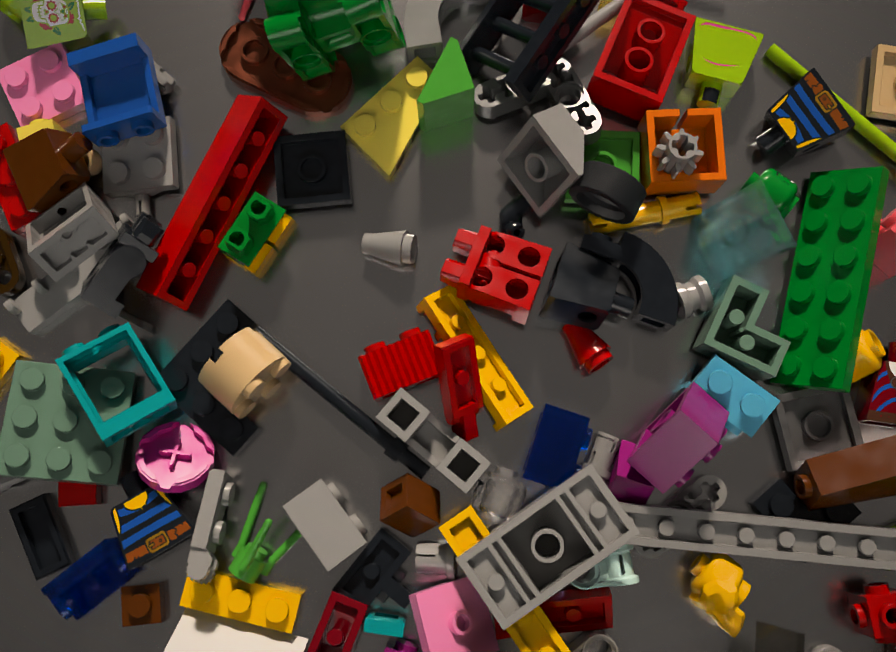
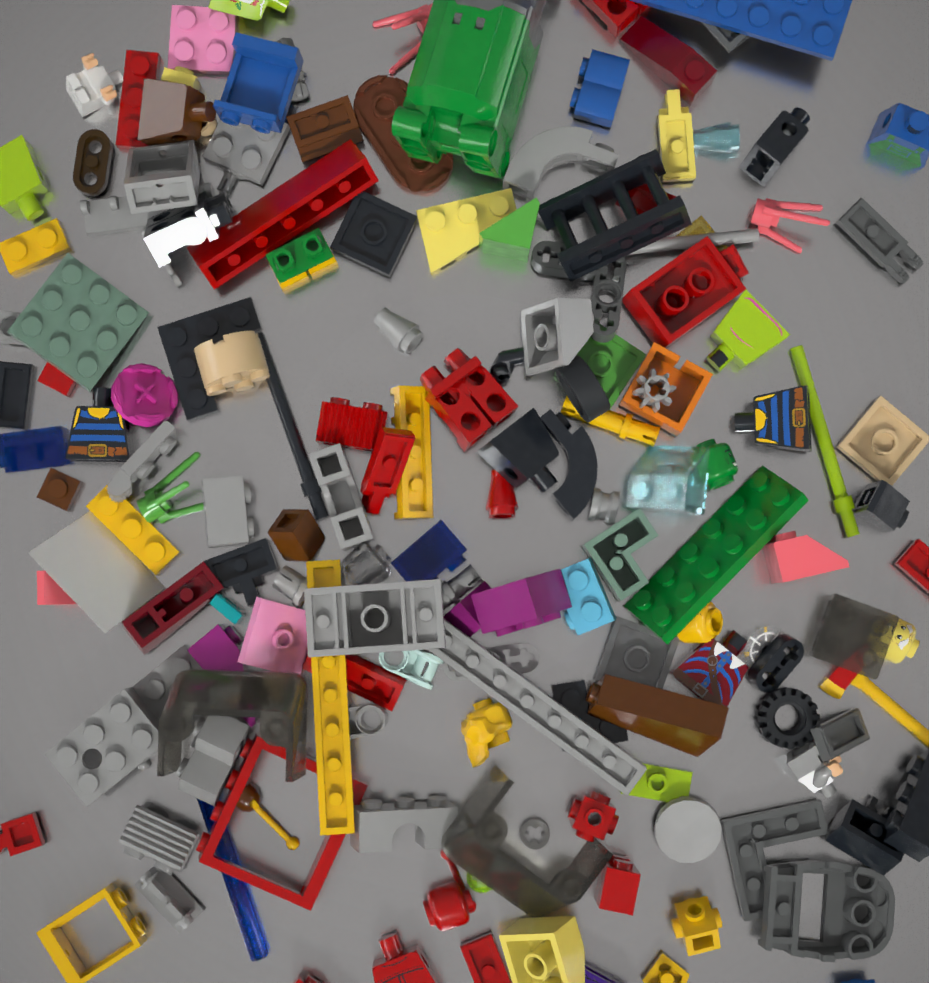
camera: 30 degrees right, 5 degrees up
(139, 415) = (133, 349): teal window -> none
(206, 100) = (324, 128): none -> reddish brown plate

